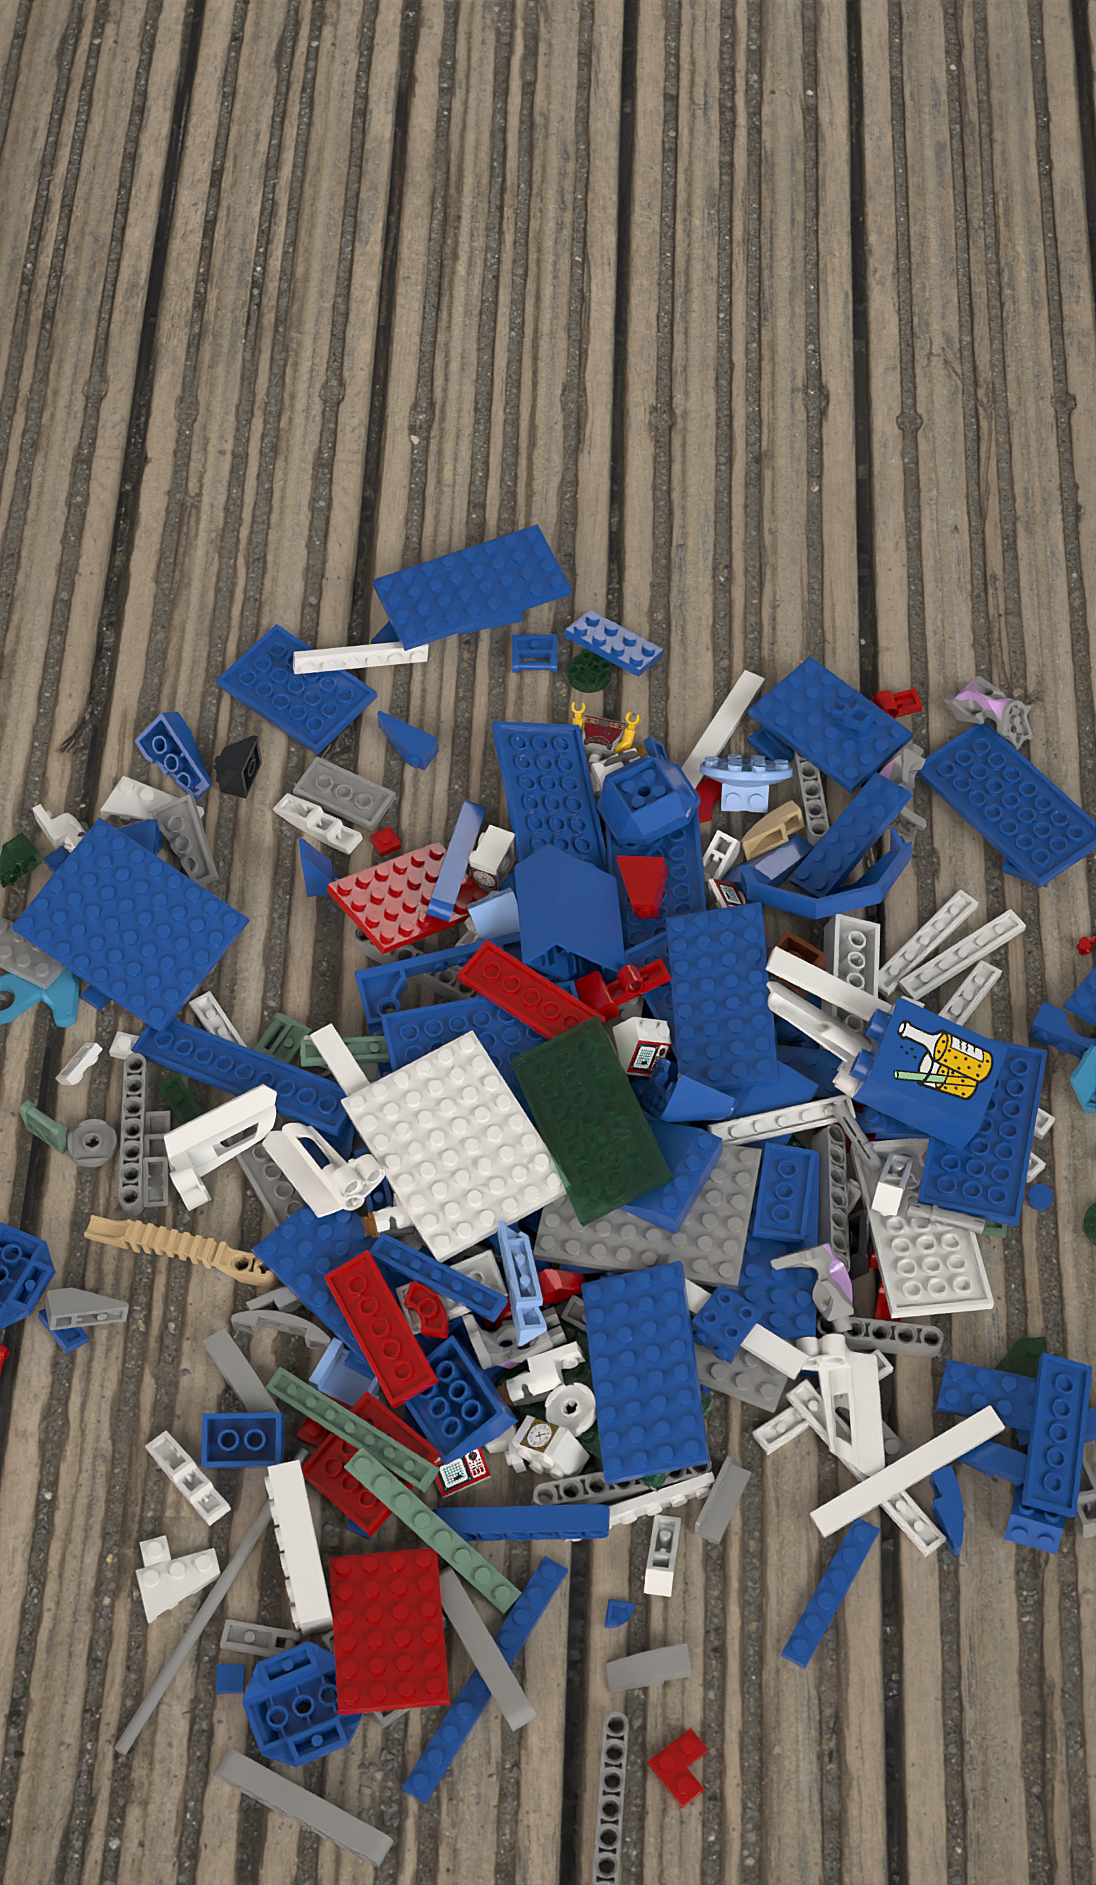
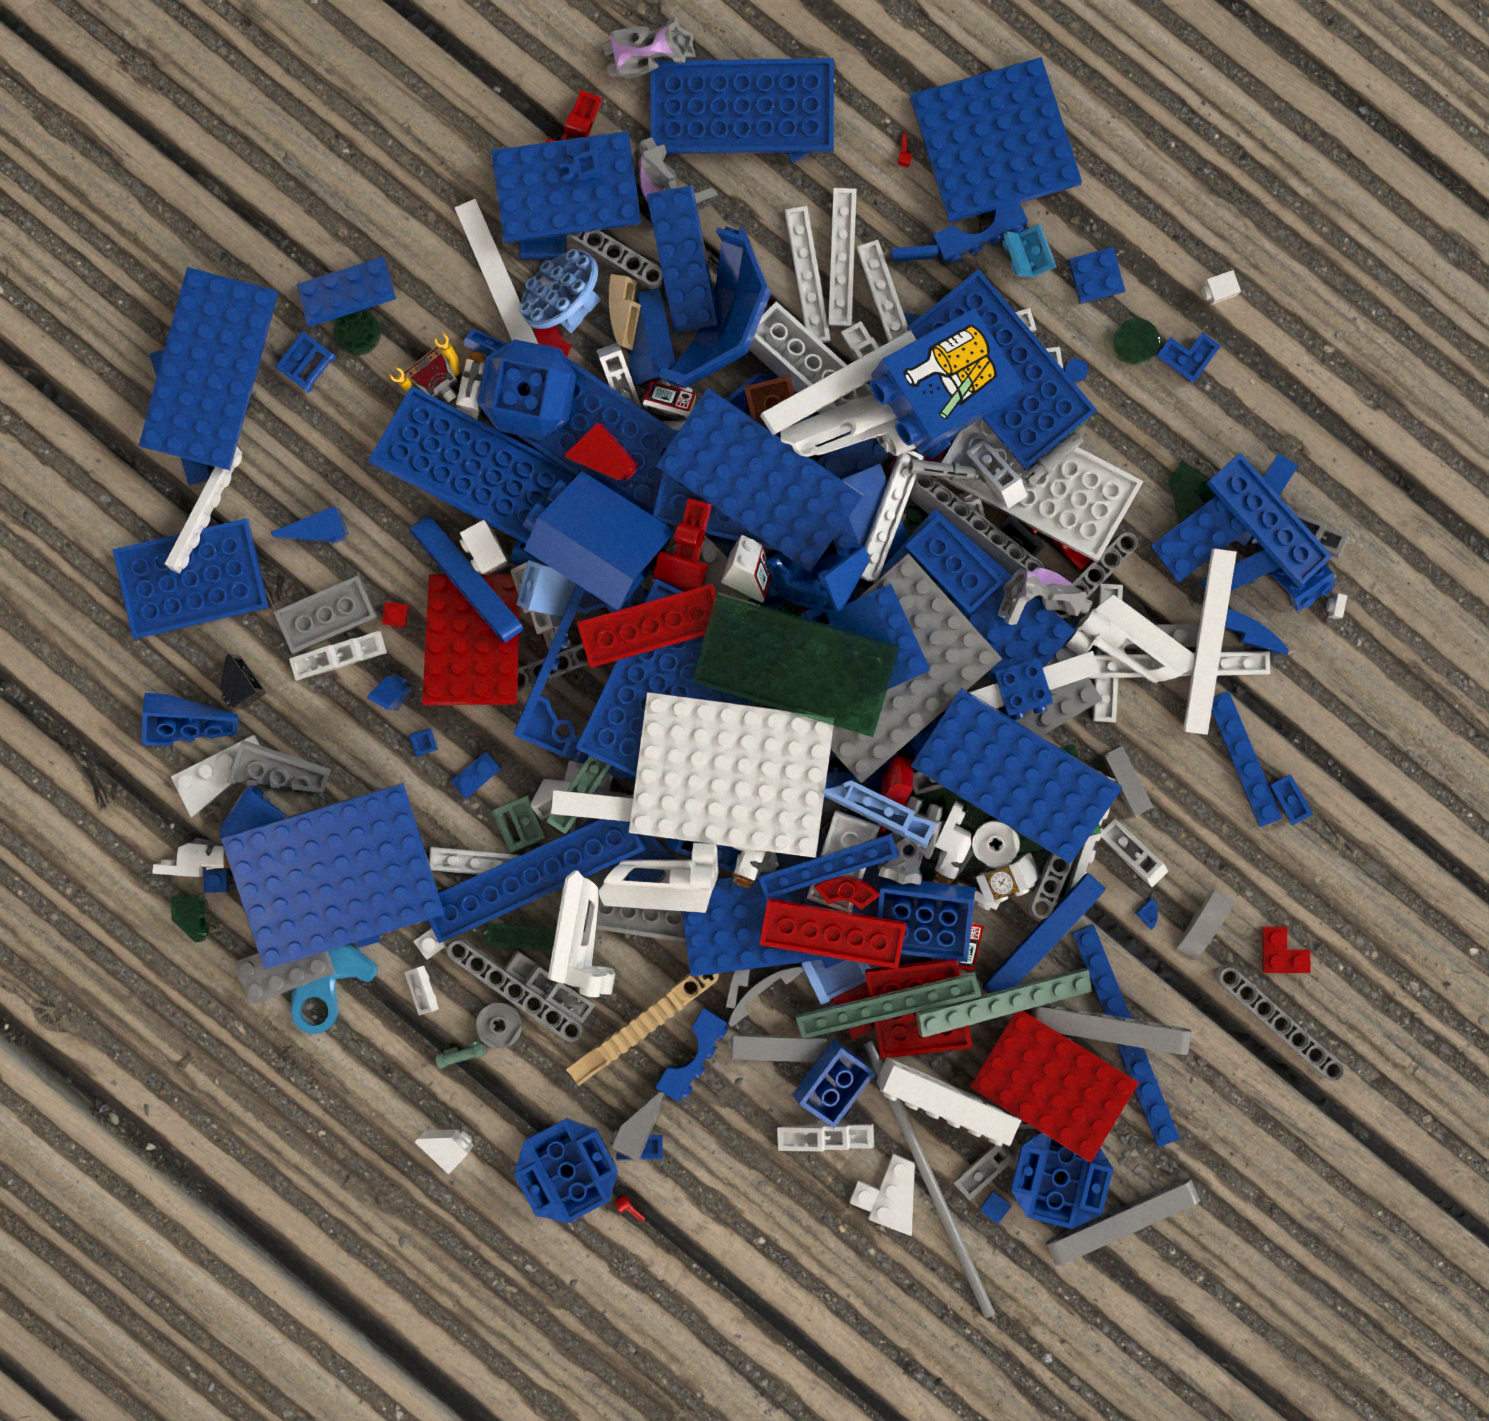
camera: 55 degrees left, 30 degrees up
(212, 1309) = (677, 1079): none -> blue arch
(295, 930) = (423, 742): none -> blue tile
(298, 985) = (476, 775): none -> blue plate
(829, 1660) = (1290, 799): none -> blue plate
(1015, 1003) = (914, 253): none -> blue tile
(1038, 1565) = (1336, 606): none -> white plate

